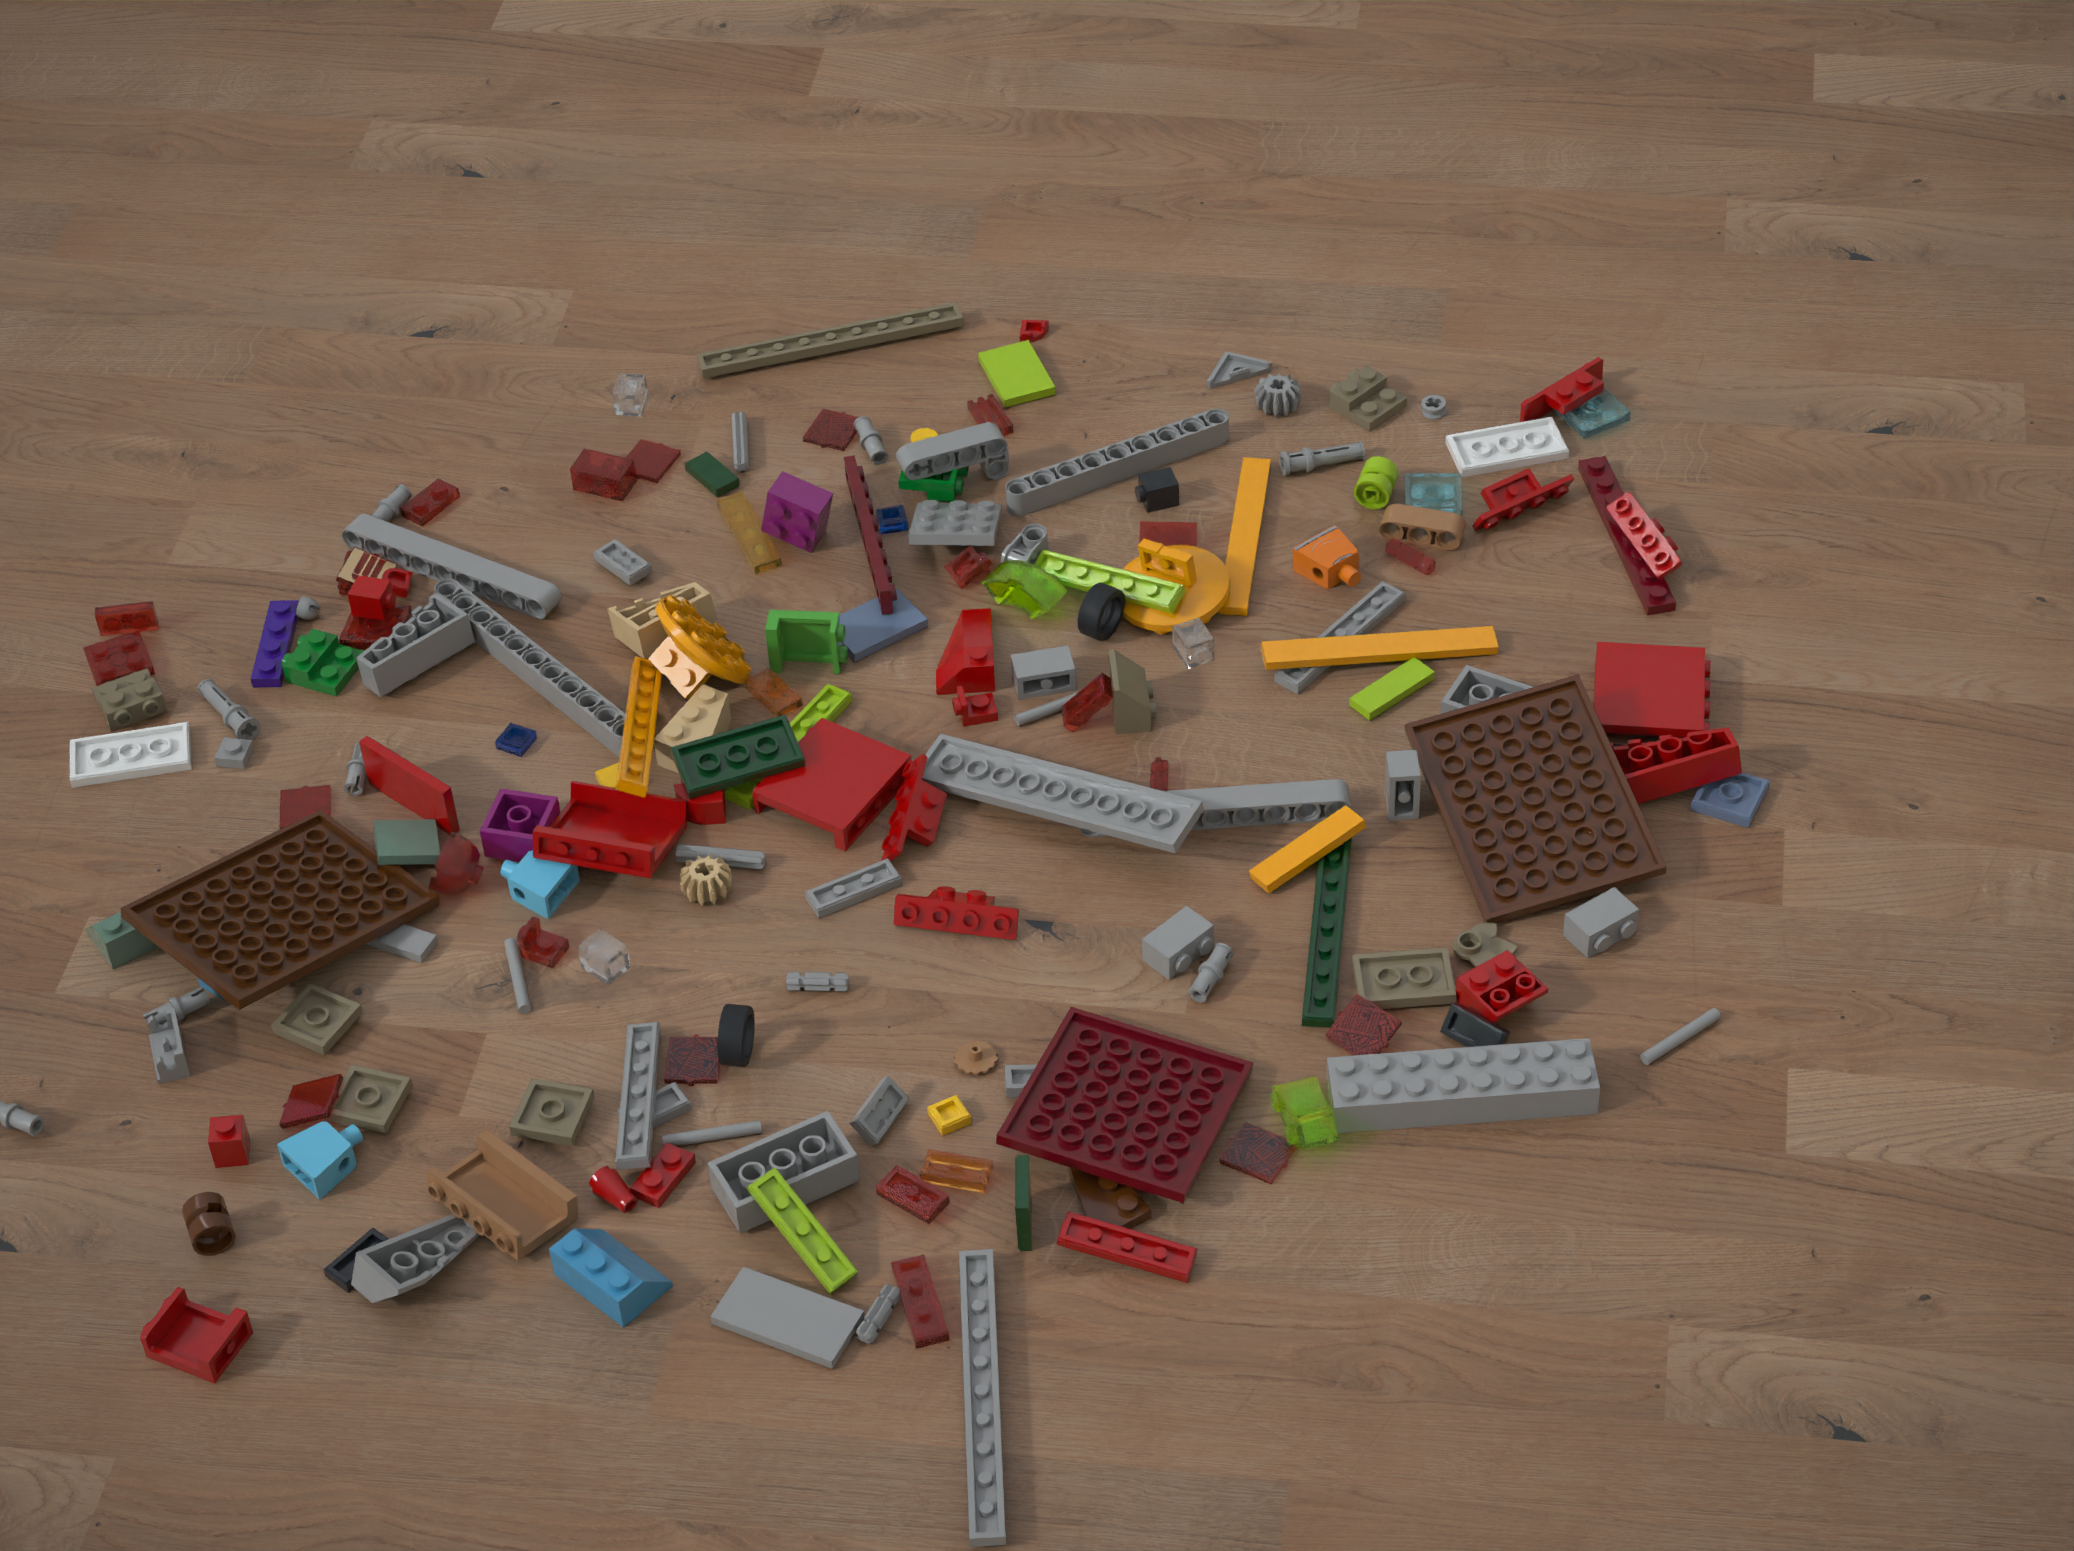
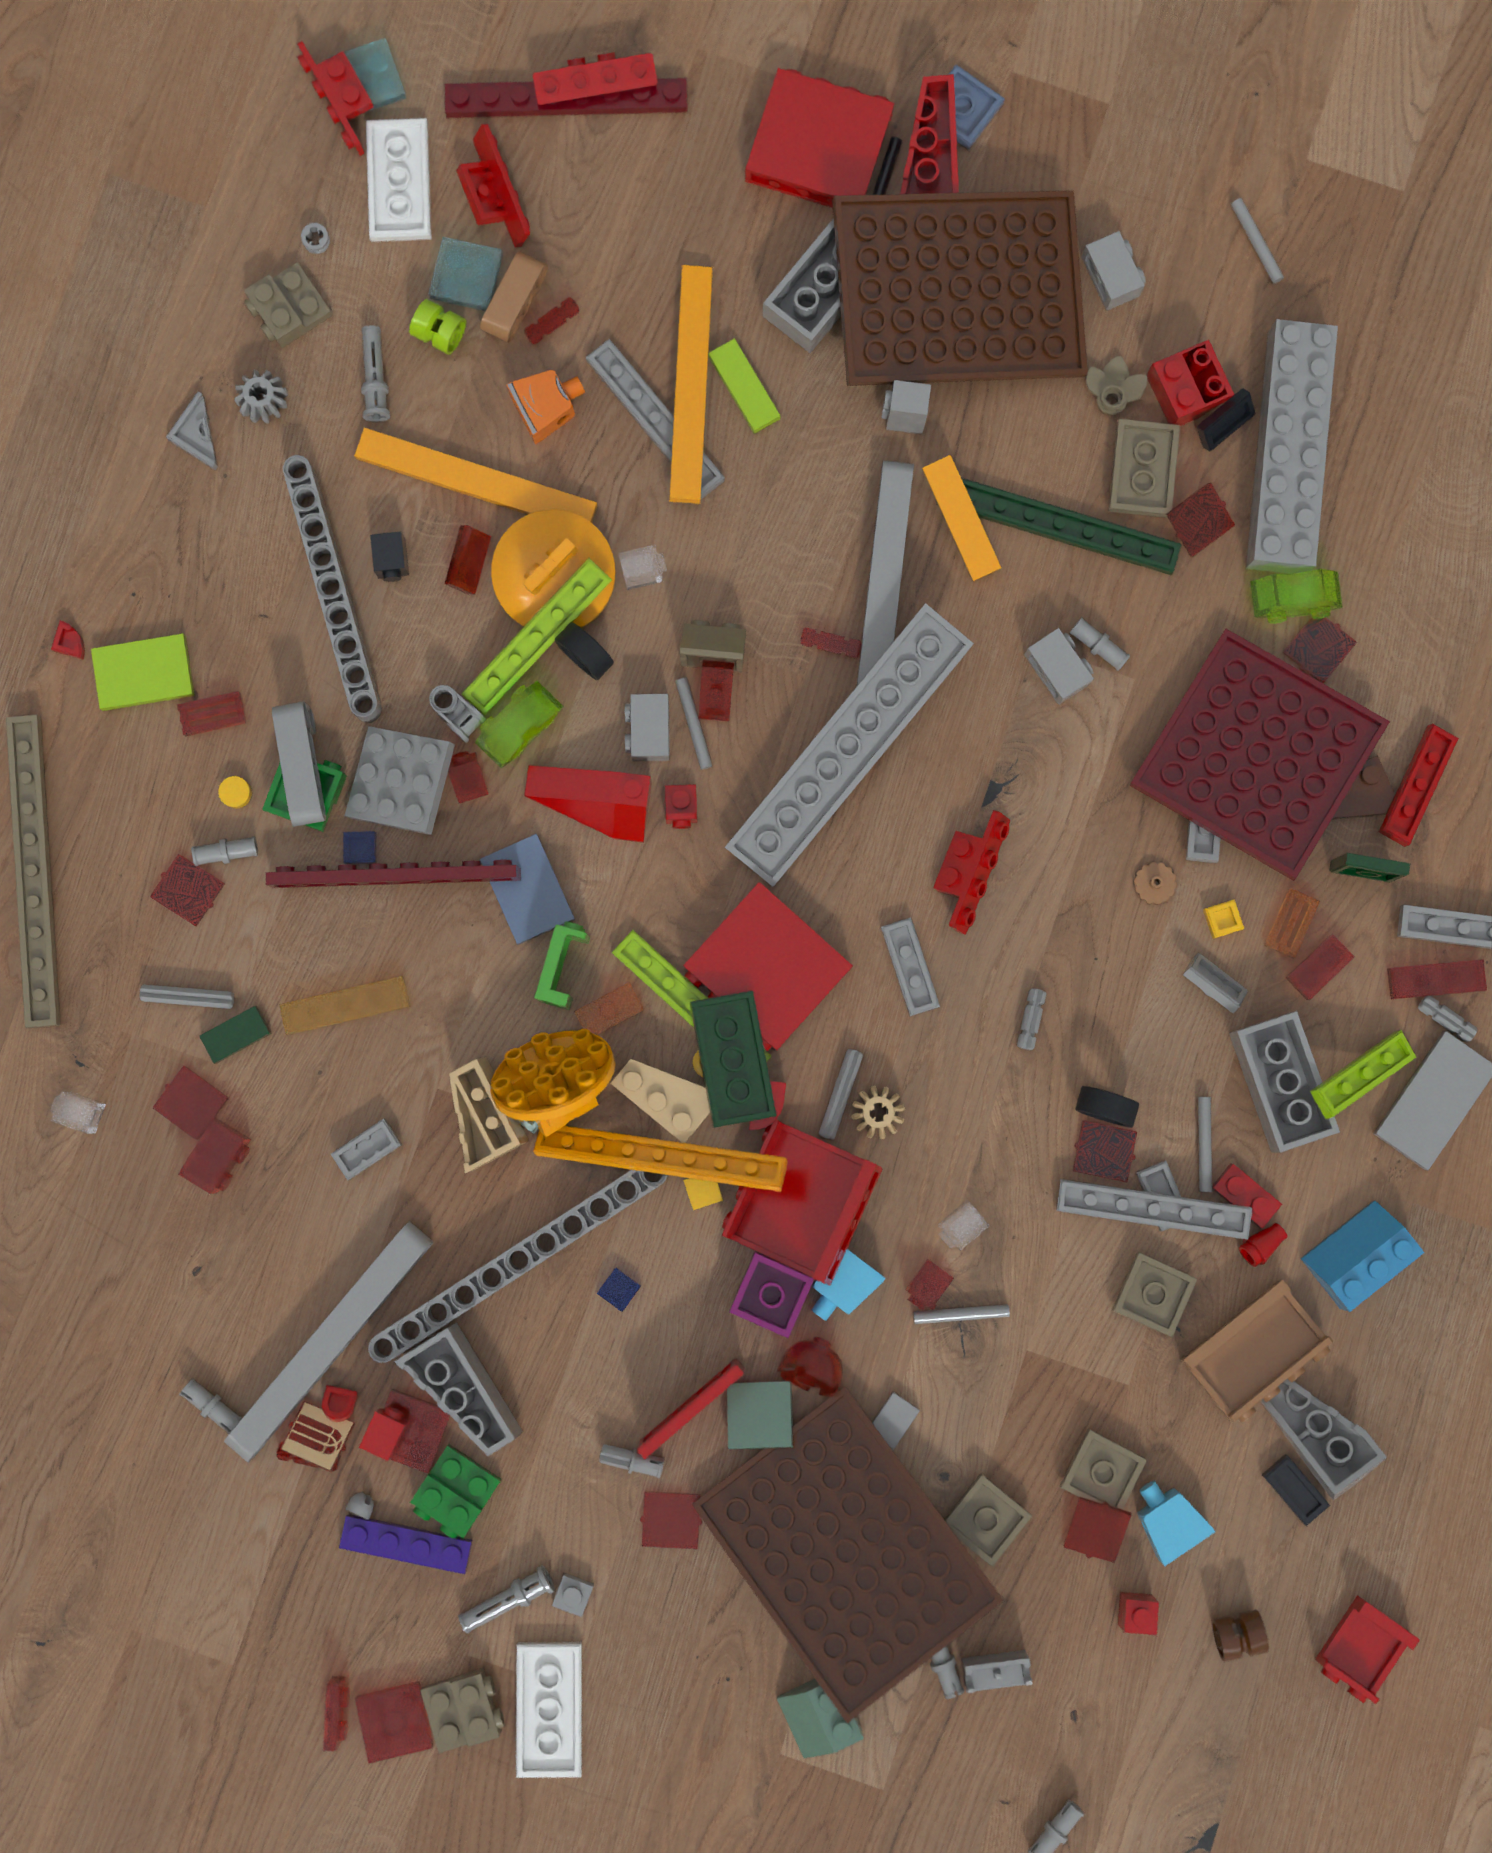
camera: 85 degrees left, 40 degrees up
(430, 502) = (205, 1357): clear red plate -> none
(796, 512) = (355, 948): magenta brick -> none
(916, 811) = (829, 891): red bracket -> none

